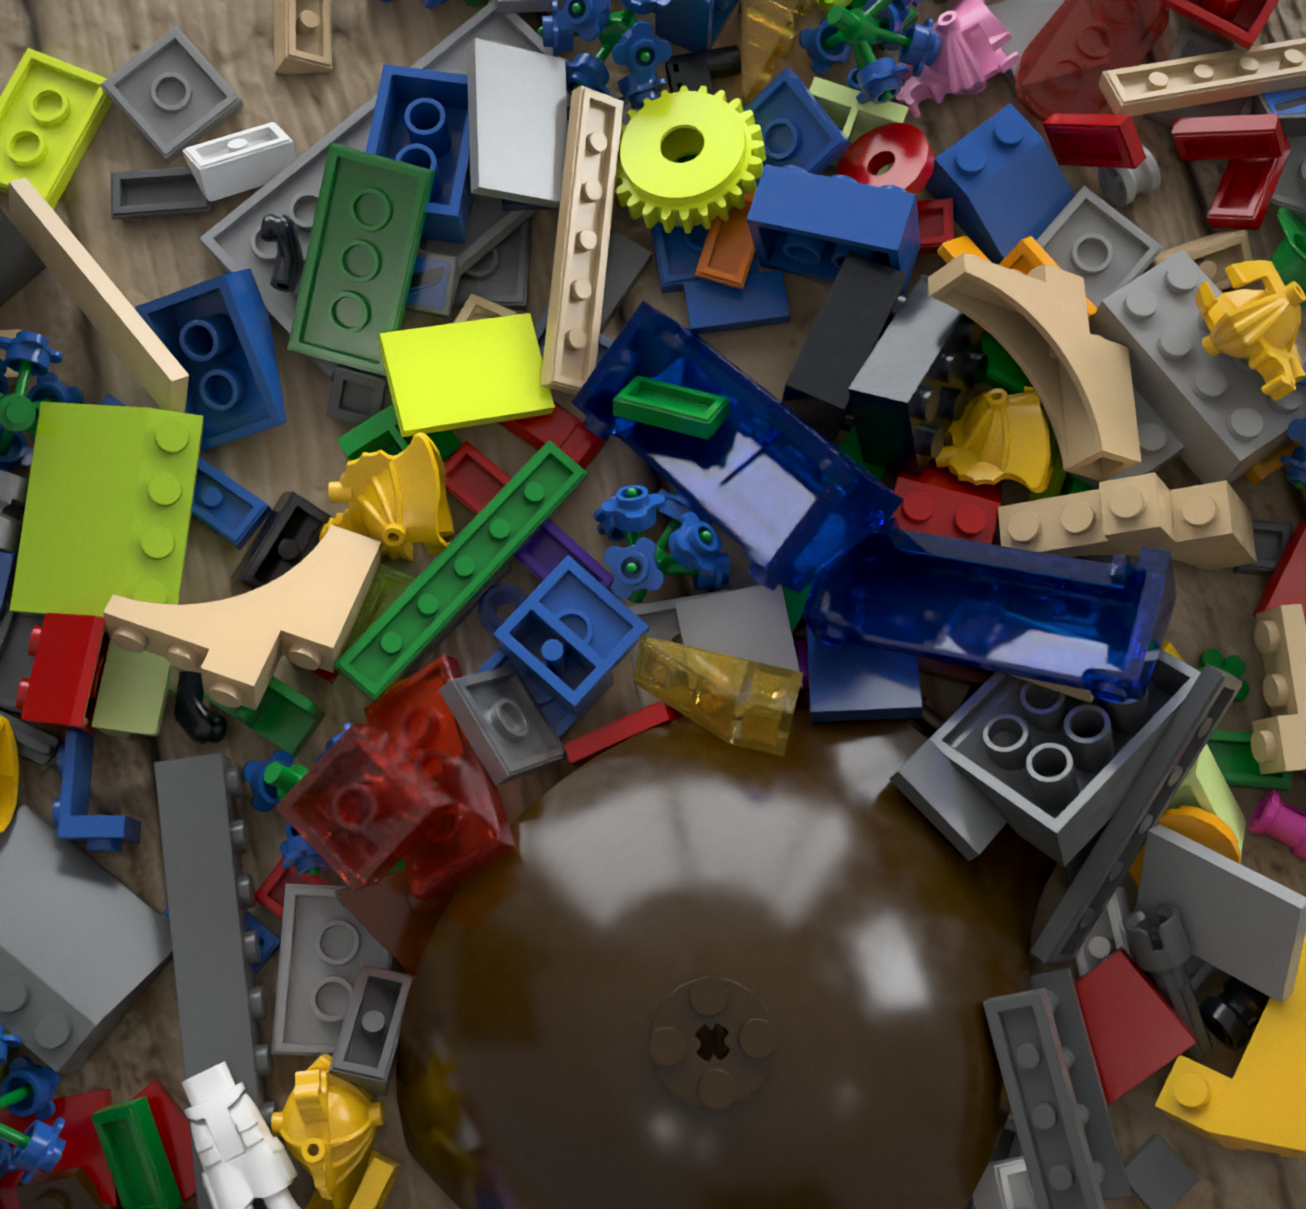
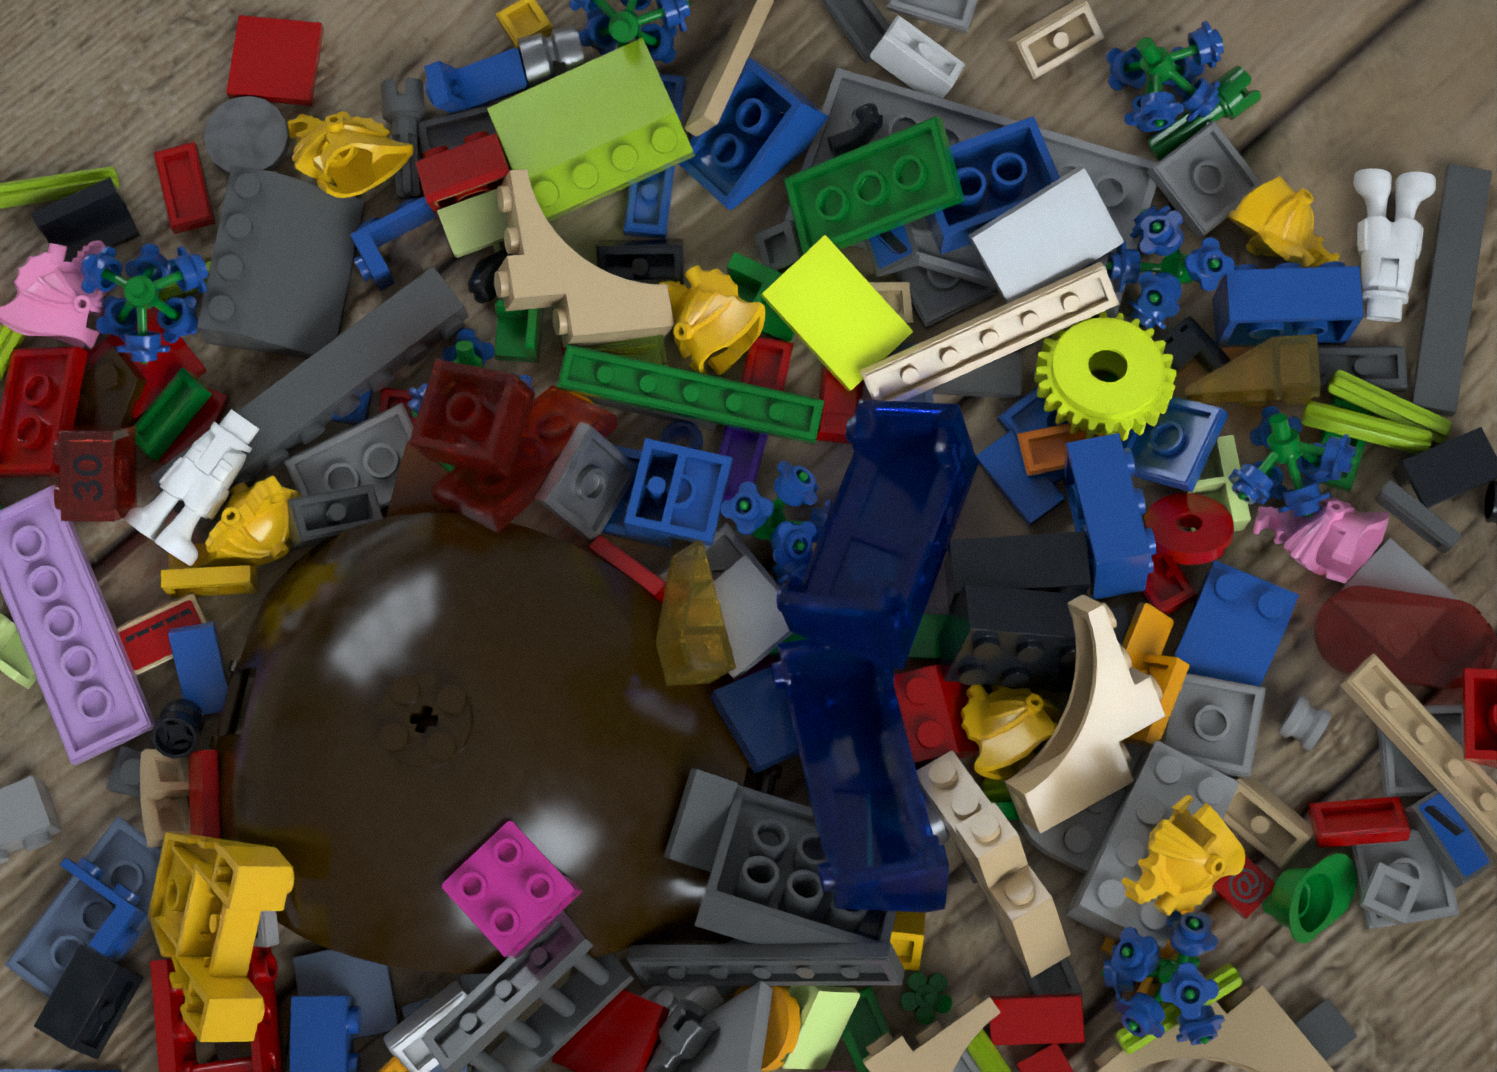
camera: 65 degrees right, 0 degrees up
(672, 407) = (894, 472): green tile -> none
(950, 1048) = (510, 889): none -> dark pink bracket
(1094, 140) = (1307, 676): red tile -> none
(1229, 137) = (1379, 782): red tile -> none

